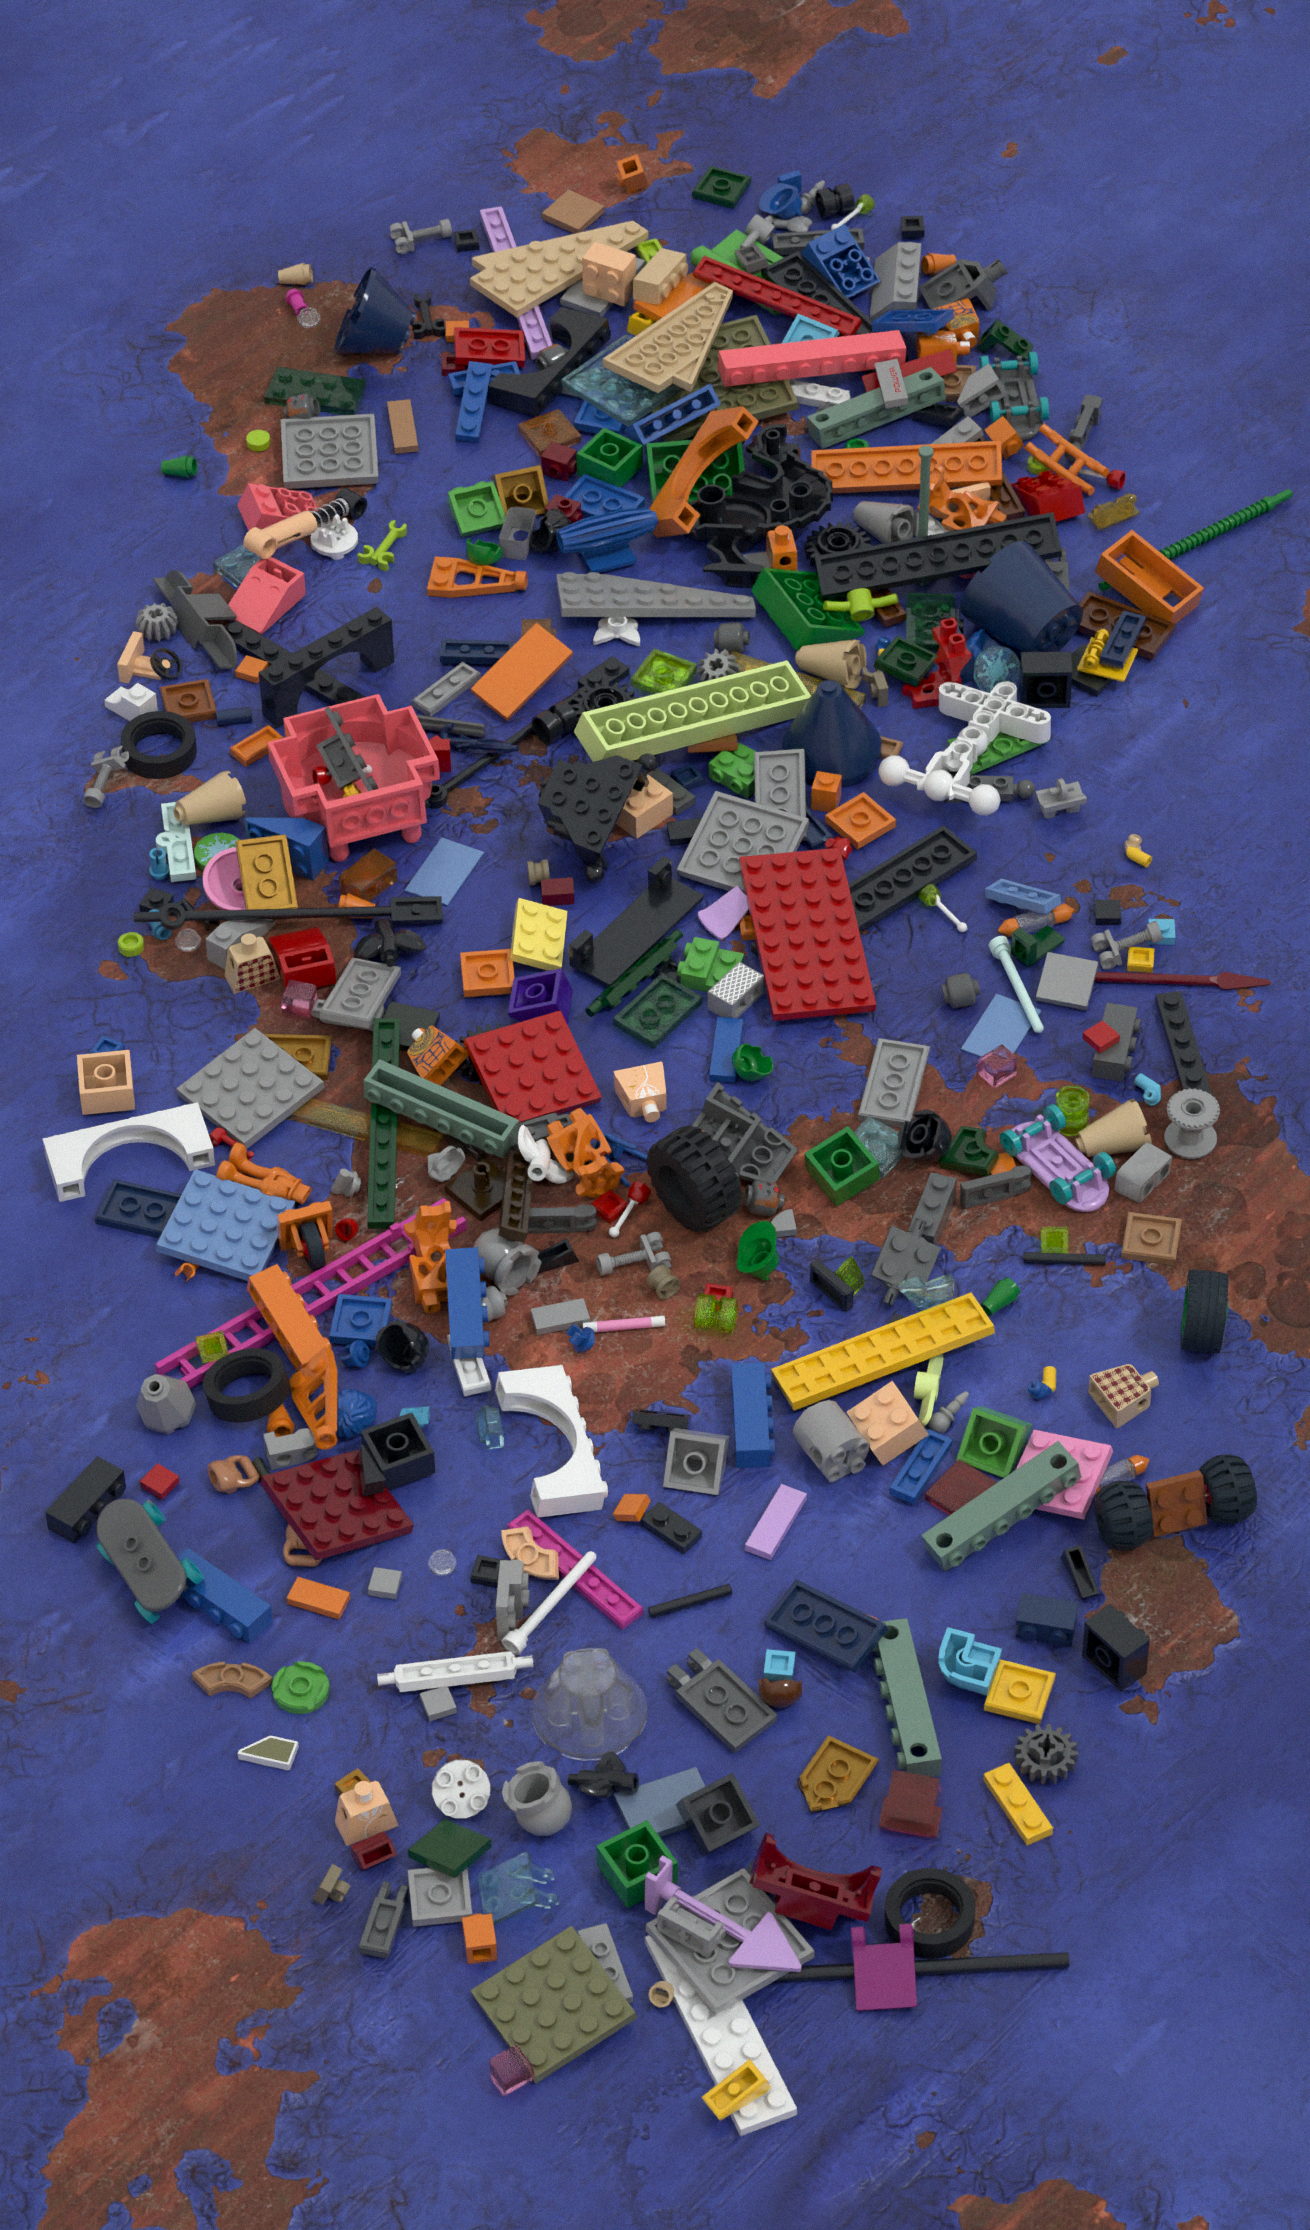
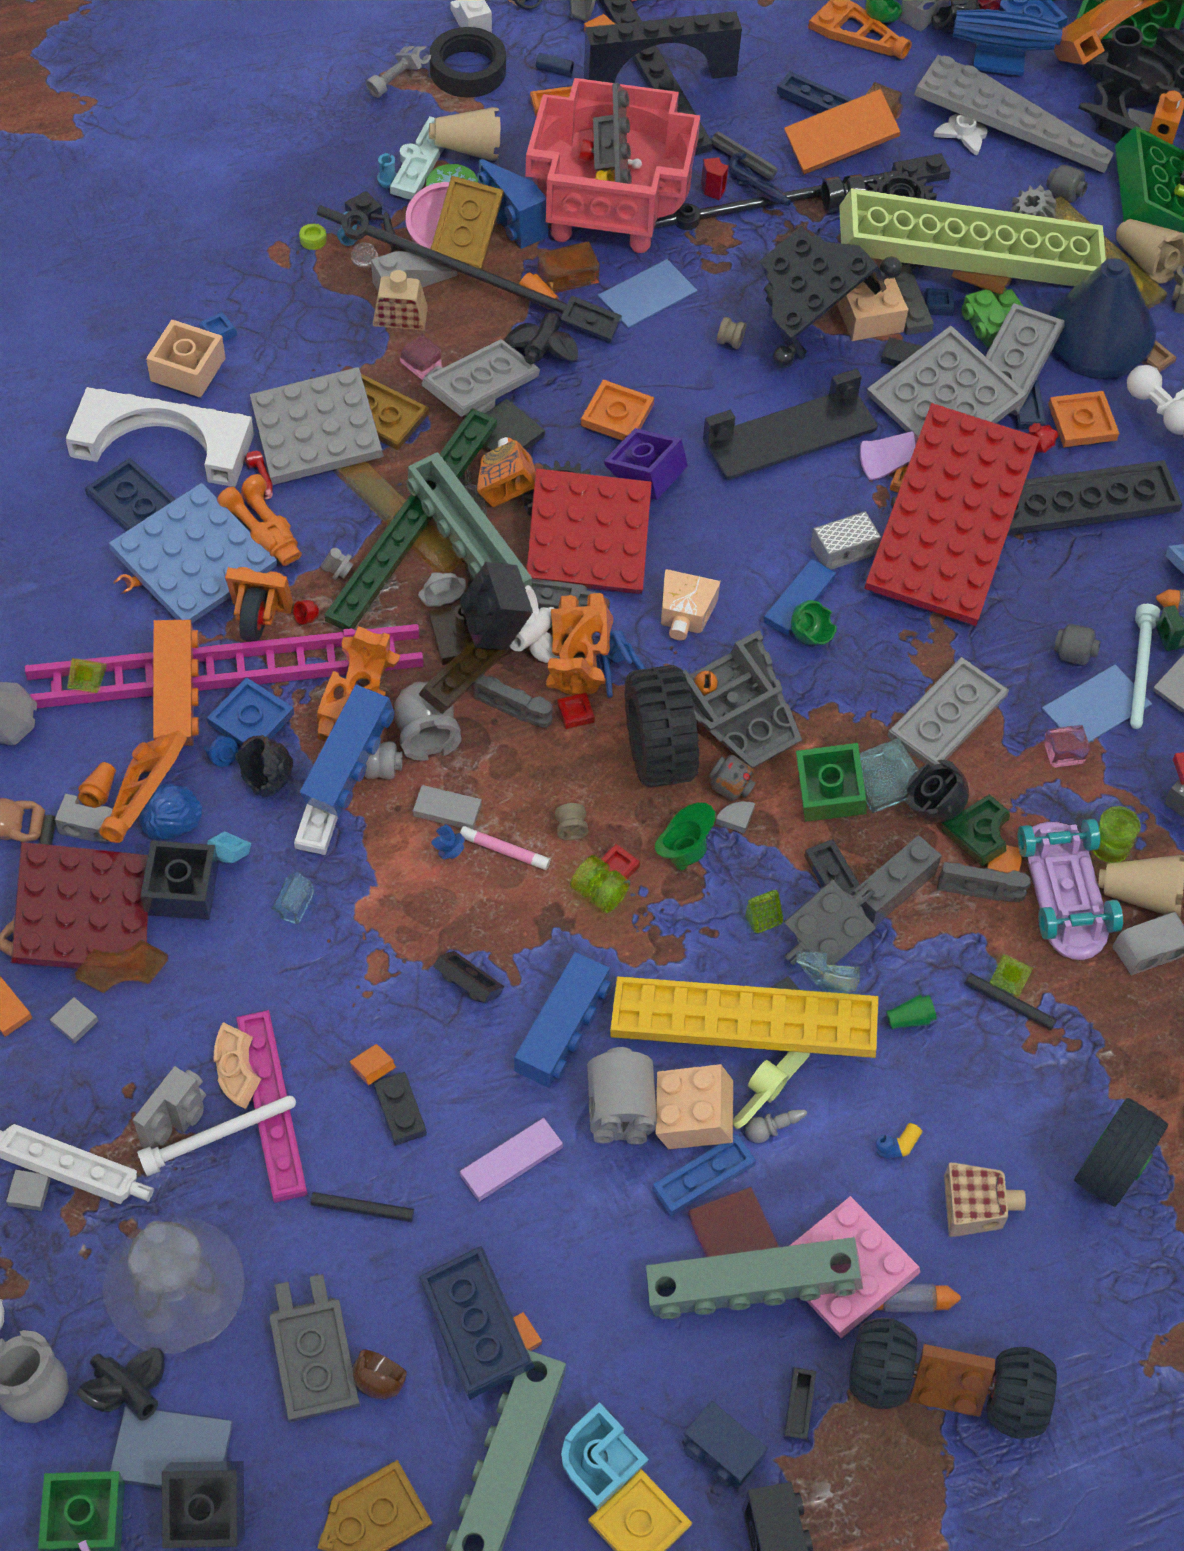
camera: 25 degrees right, 10 degrees up
(190, 700) = (525, 34): dark orange tile -> none
(250, 1406) = (96, 756): black tyre -> none
(304, 957) = (453, 319): red slope -> none
(371, 1476) = (129, 897): black piece -> none
(389, 1534) = (106, 969): none -> clear orange tile
(442, 1563) = (143, 1027): clear plate -> none
(446, 689) = (764, 120): light grey tile -> none
(485, 1571) = (183, 1056): black tile -> none
(510, 1149) = (496, 606): none -> black brick
(538, 935) = (689, 395): light yellow plate -> none
(548, 1394) = (332, 1008): white arch -> none
(557, 891) = (738, 360): dark red piece -> none
(557, 1256) = (486, 739): black piece -> none
(637, 1195) = (609, 712): hinge -> none
(640, 970) = (770, 475): dark green plate -> none
(648, 1245) = (589, 770): light grey bar -> none
(657, 1011) = (756, 525): clear green plate -> none
(663, 672) = (980, 188): clear neon green plate -> none
(669, 969) = (792, 491): black tile -> none
(696, 1461) = (472, 1043): light grey slope -> none
(706, 964) = (835, 498): bright green plate -> none
(779, 1665) = (400, 1341): medium azure plate -> none
(826, 791) = (1065, 374): orange brick -> none
(831, 1285) = (740, 911): black tile -> none
(874, 1225) = (830, 864): none -> black plate
(931, 896) = (1109, 529): hinge -> none
(993, 1441) = (800, 1185): bright green slope -> none
(1151, 1238) = (1120, 1024): medium nougat tile -> none

